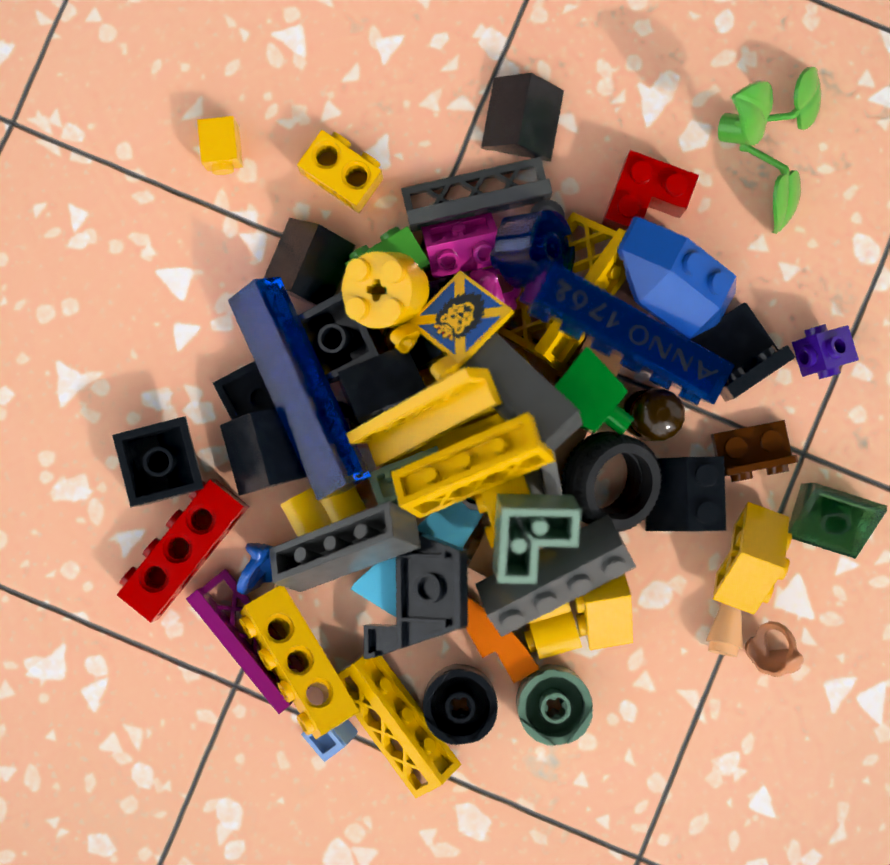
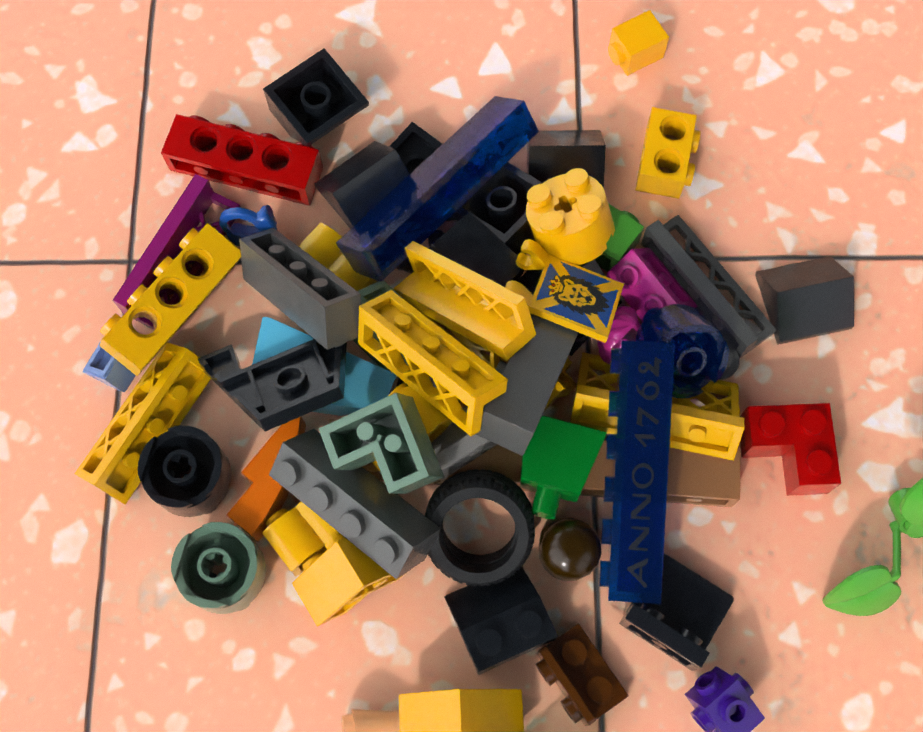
camera: 65 degrees right, 15 degrees down
(675, 278) = (720, 503): blue wedge -> none

